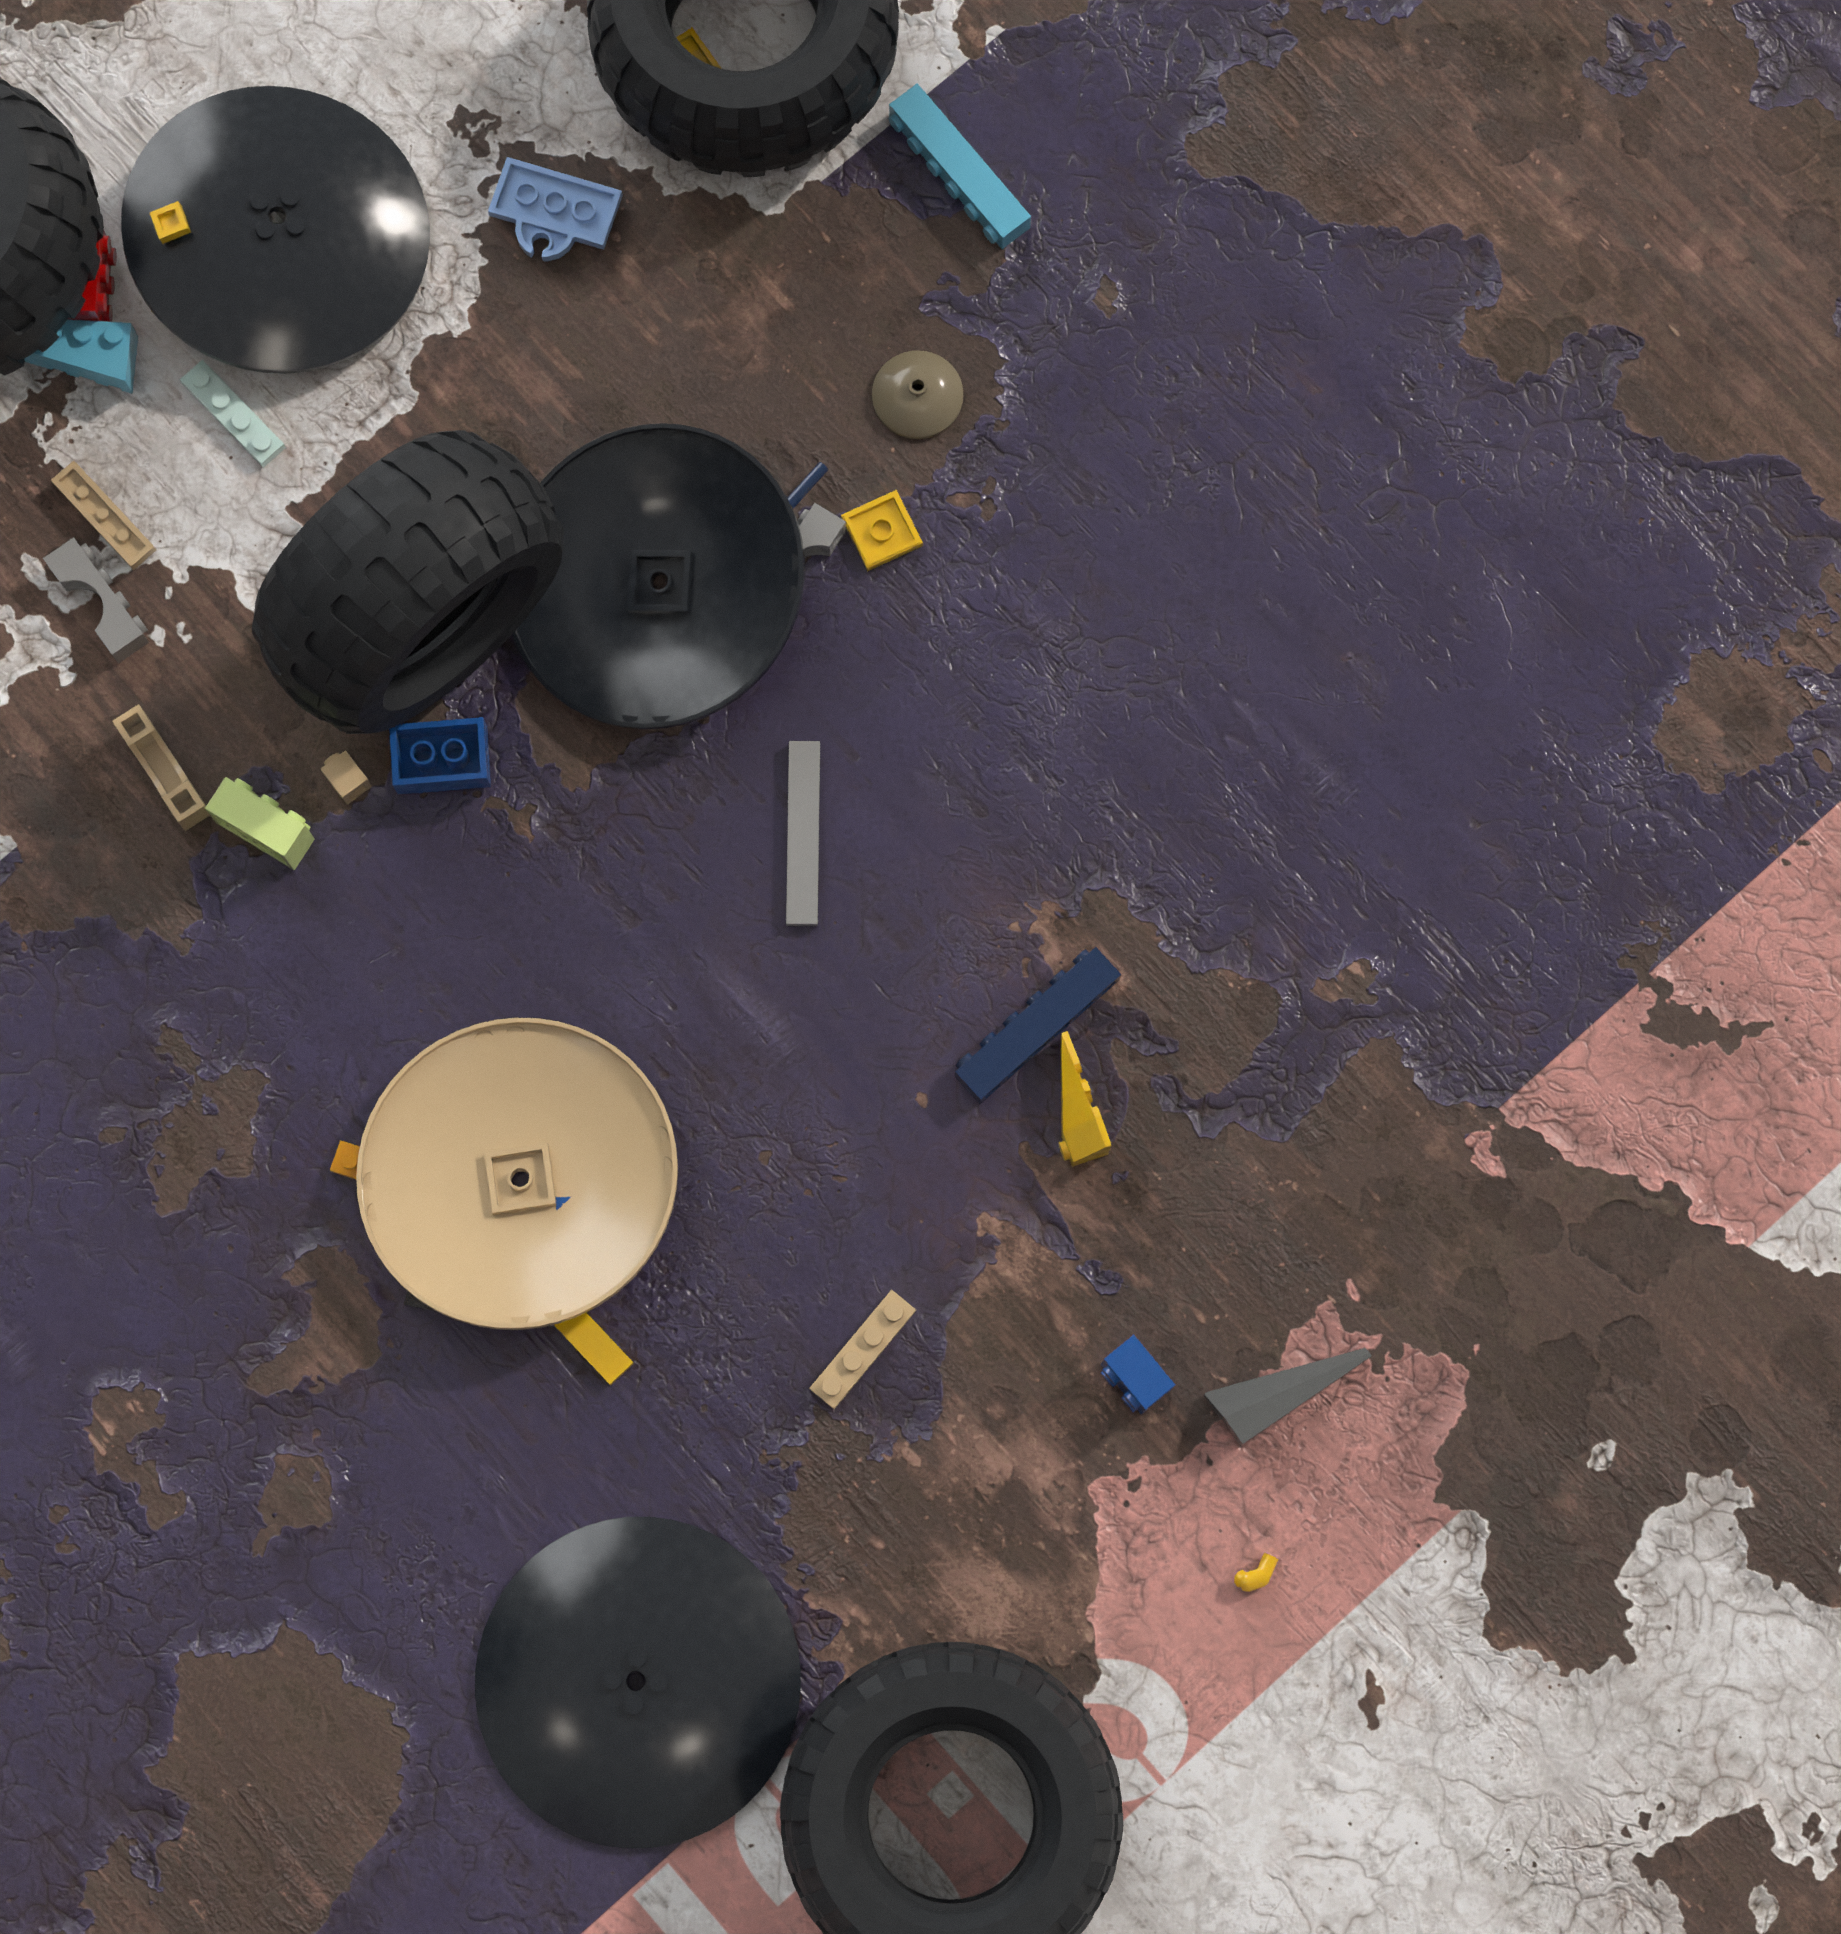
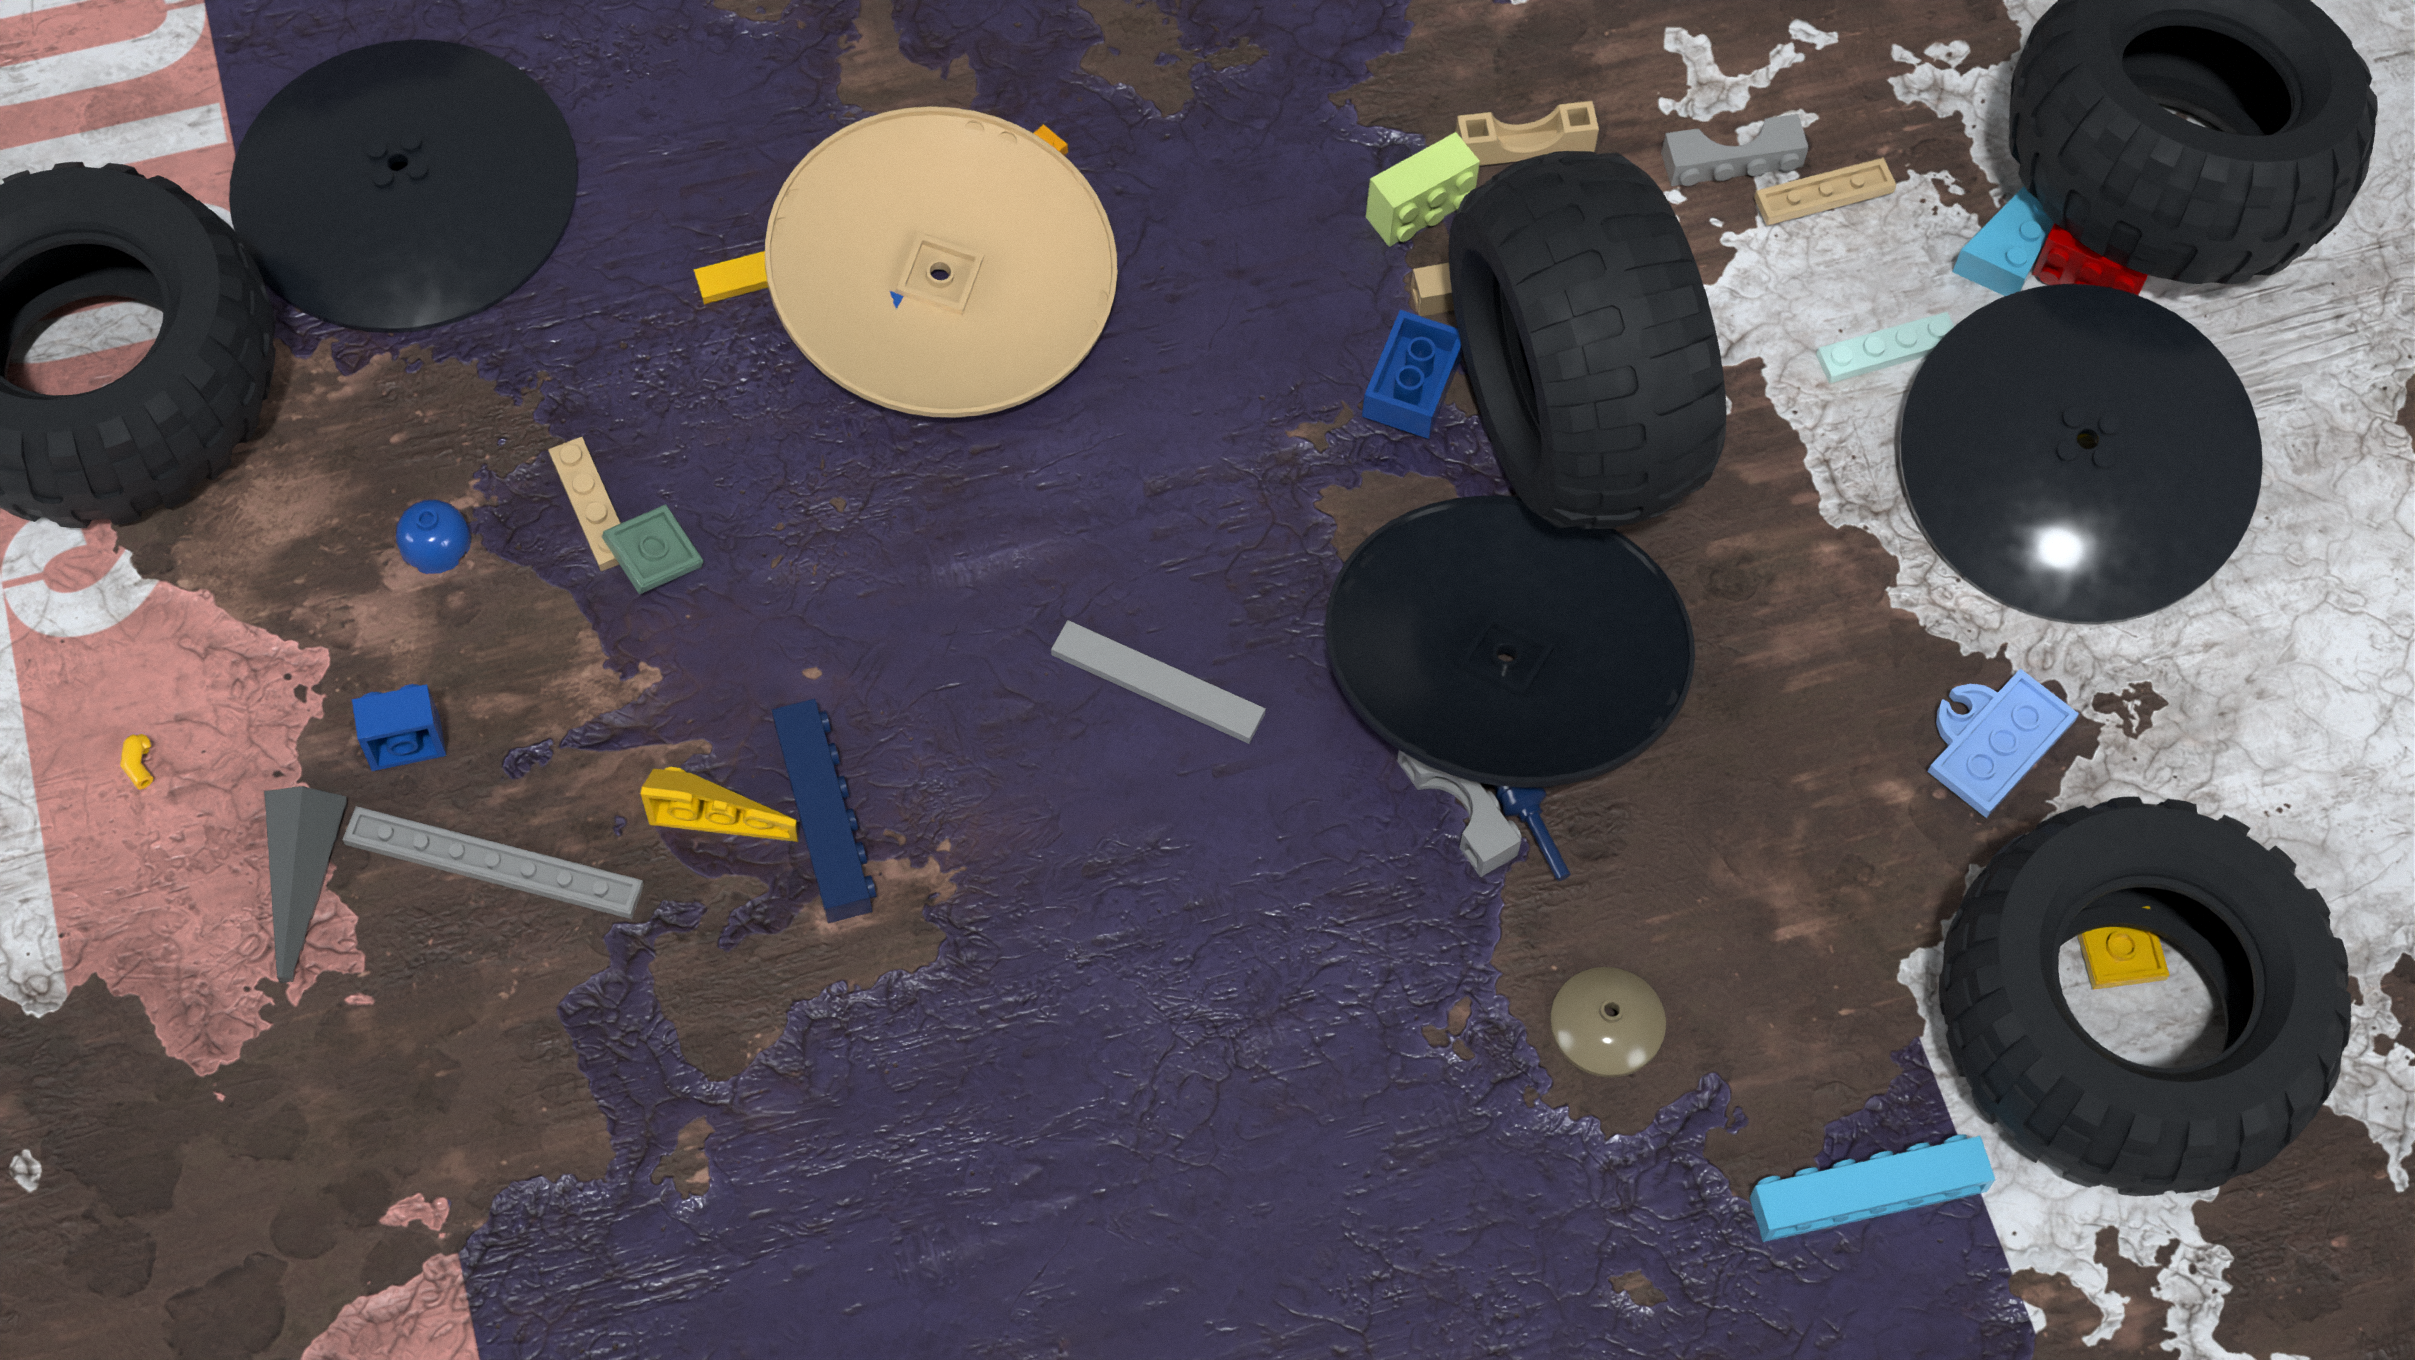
camera: 115 degrees right, 15 degrees down
(170, 222) = (2115, 326): yellow plate -> none
(882, 530) = (1462, 910): yellow tile -> none
(883, 1273) = (652, 549): none -> sand green tile
(955, 1457) = (432, 536): none -> blue cylinder
(1199, 1252) = (493, 862): none -> light grey tile

